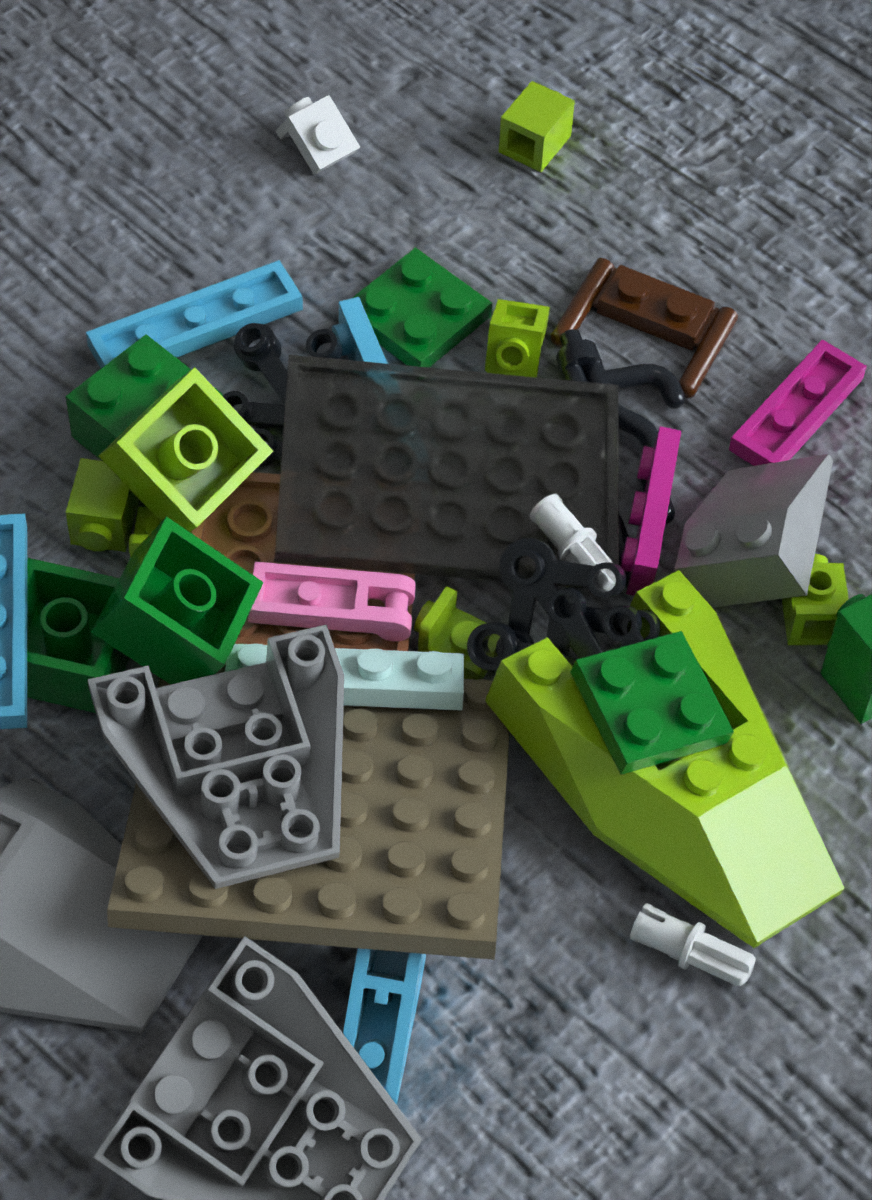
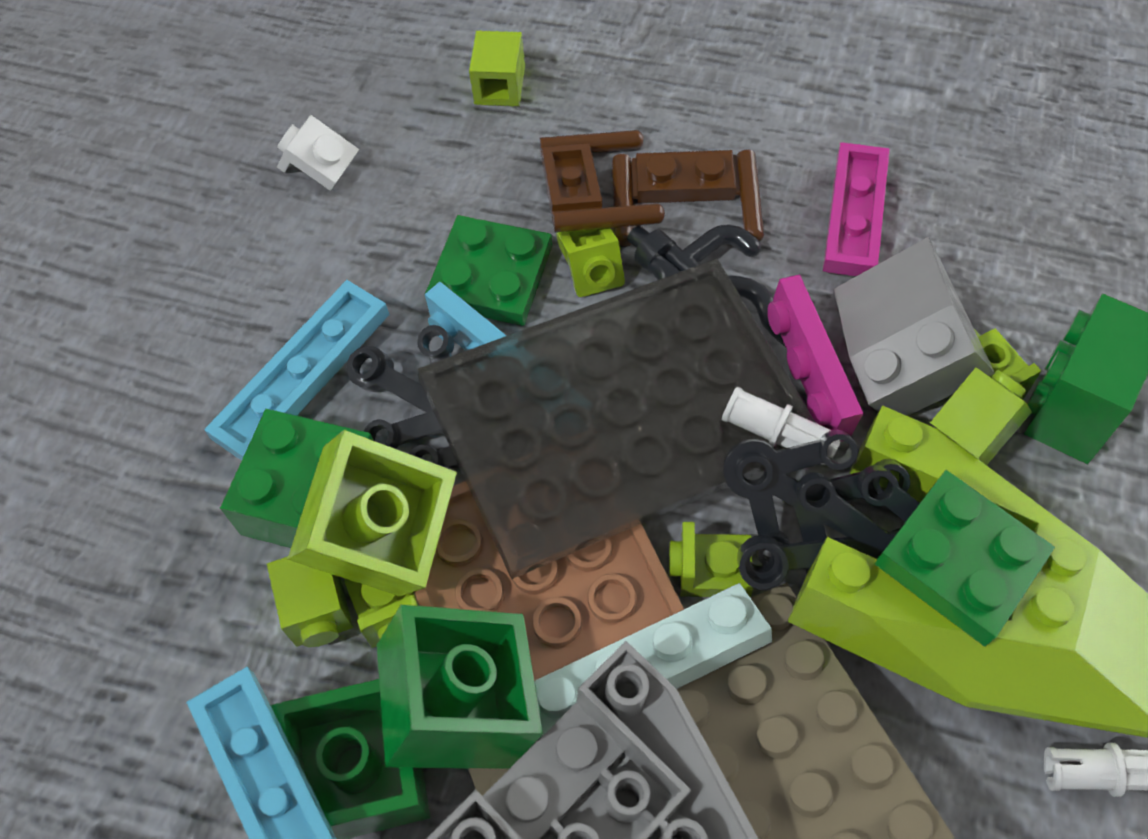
camera: 20 degrees left, 5 degrees up
(333, 598) = (588, 589): bright pink plate -> none
(541, 262) = (574, 185): none -> reddish brown plate
(765, 620) = (983, 413): none -> lime brick

